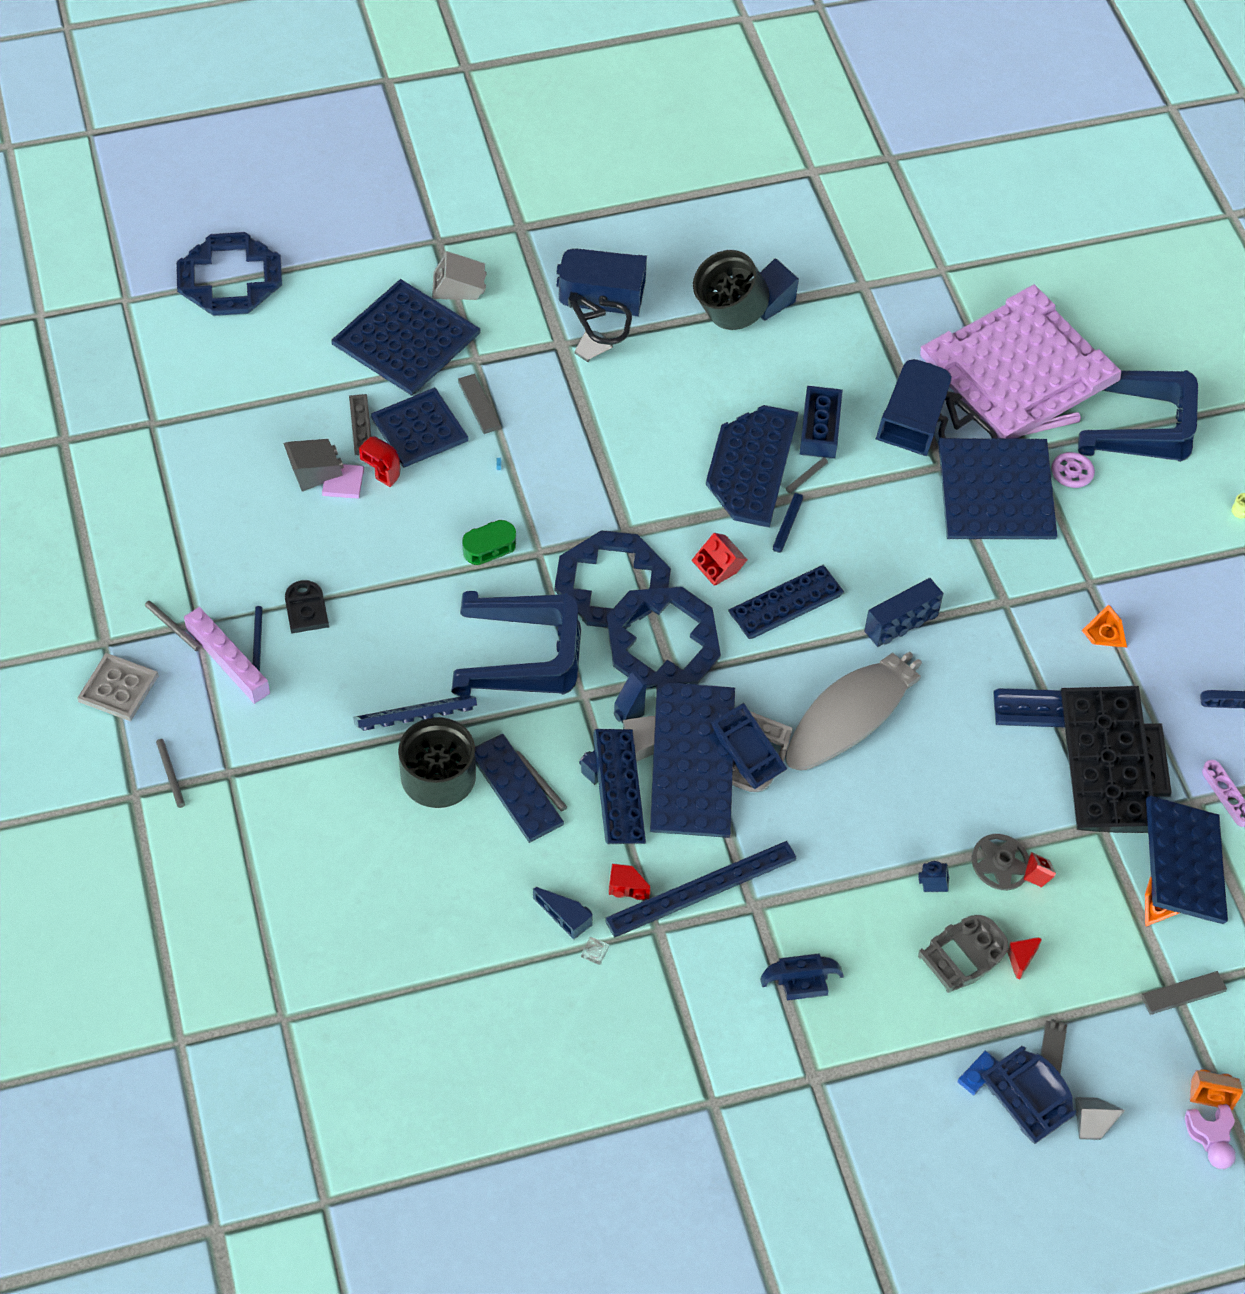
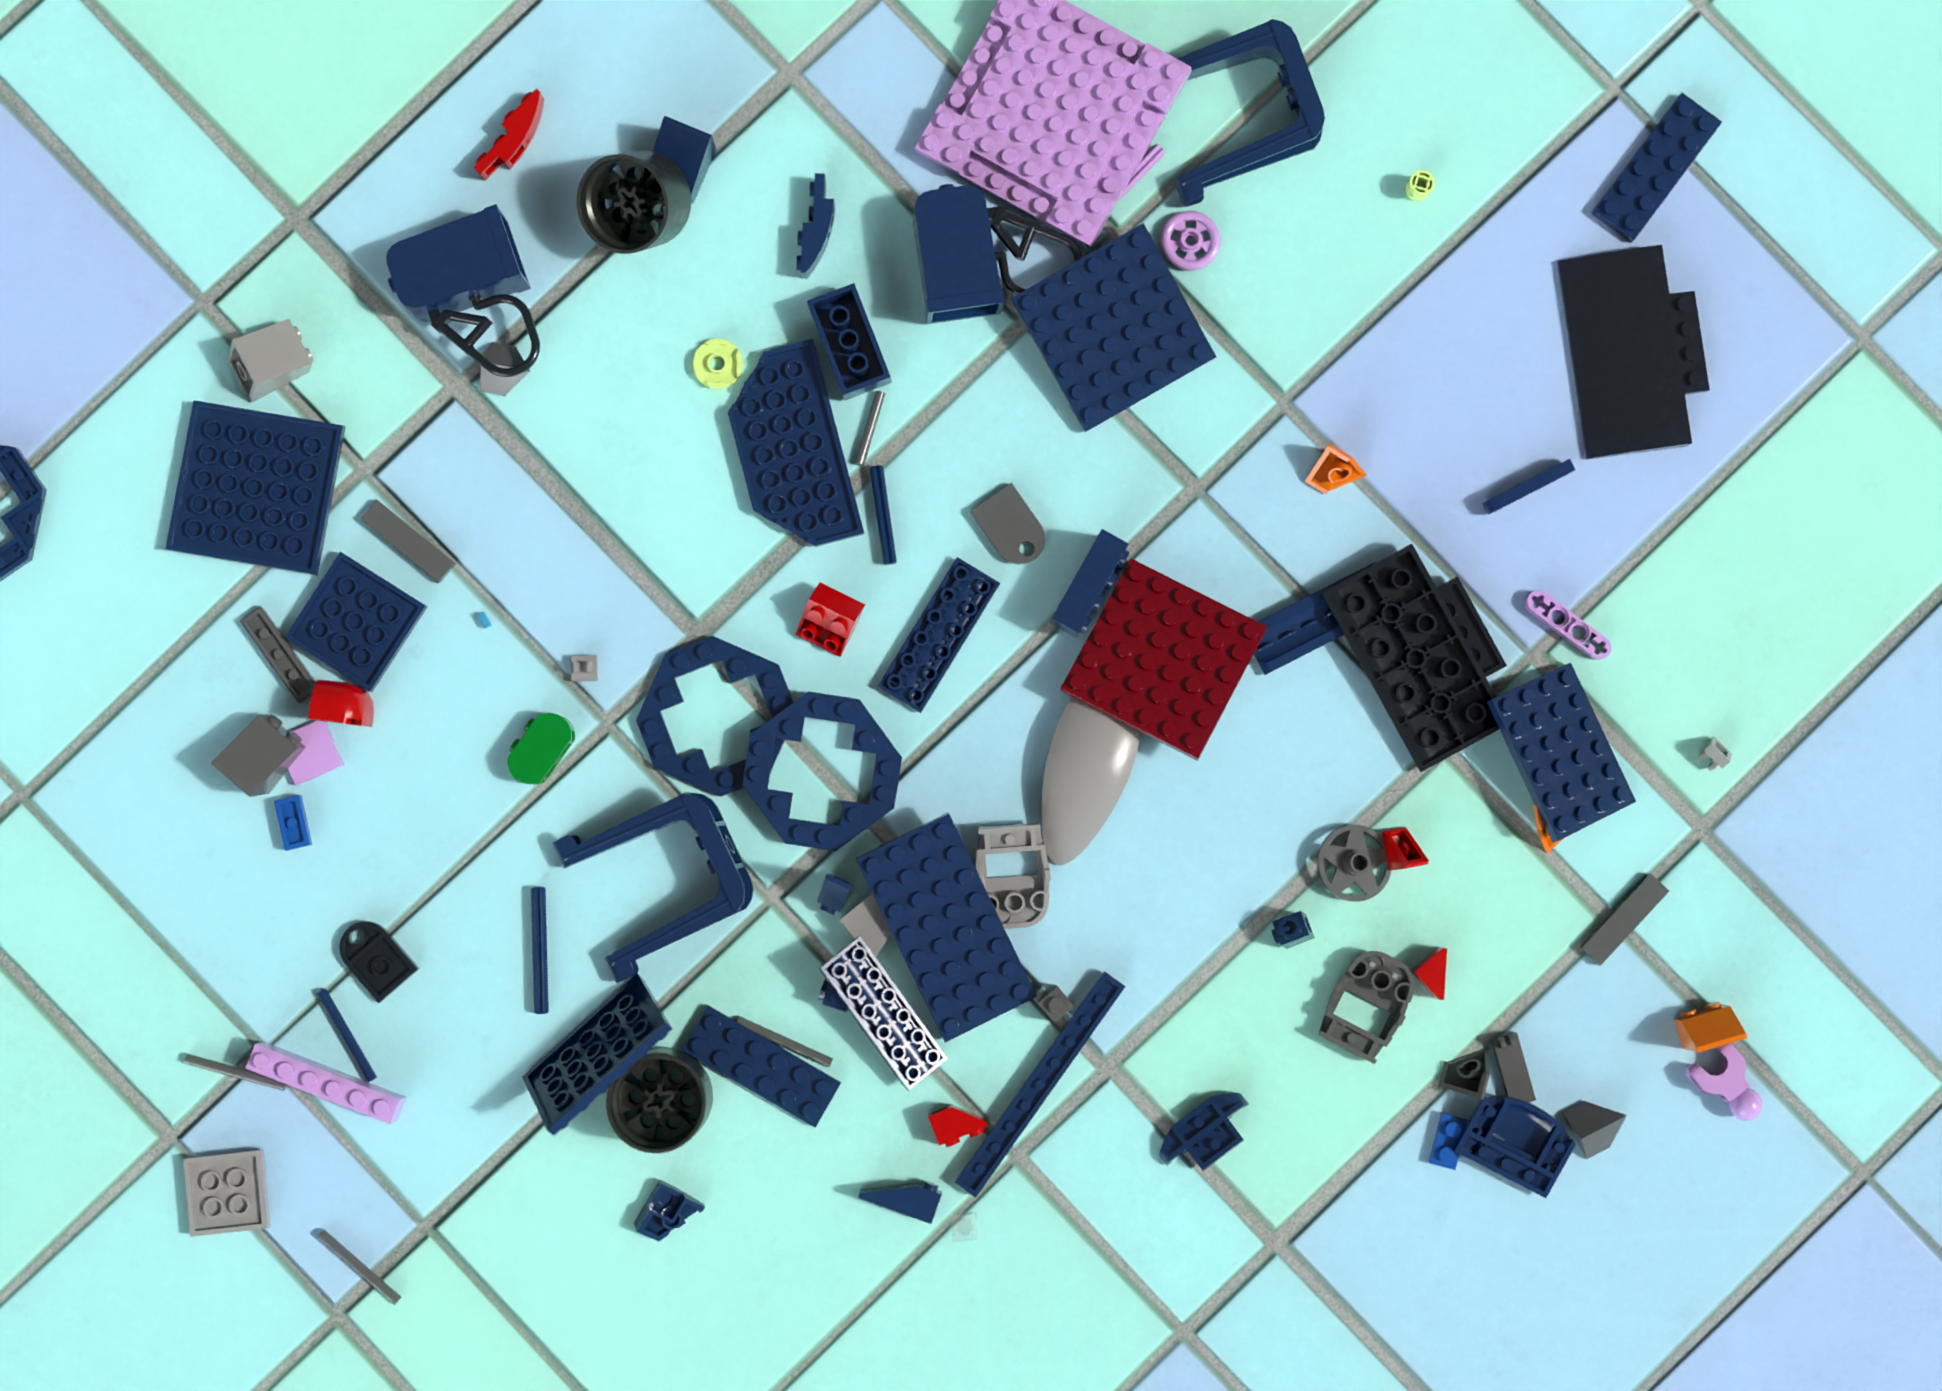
camera: 25 degrees left, 30 degrees up
(306, 510) = (293, 822): none -> blue plate
(395, 840) = (665, 1211): none -> dark blue slope
(413, 651) = (539, 950): none -> dark blue axle
(544, 516) = (584, 668): none -> light grey tile
(681, 241) = (520, 131): none -> red slope
(726, 409) = (717, 378): none -> yellowish green tile
(741, 843) = (1055, 1004): none -> dark grey brick
(748, 746) = (1005, 885): dark blue slope -> none
(834, 362) = (815, 235): none -> dark blue slope
(866, 564) = (1009, 524): none -> dark grey tile
(931, 676) = (1163, 659): none -> dark red plate
(1012, 1035) = (1467, 1074): none -> dark grey slope

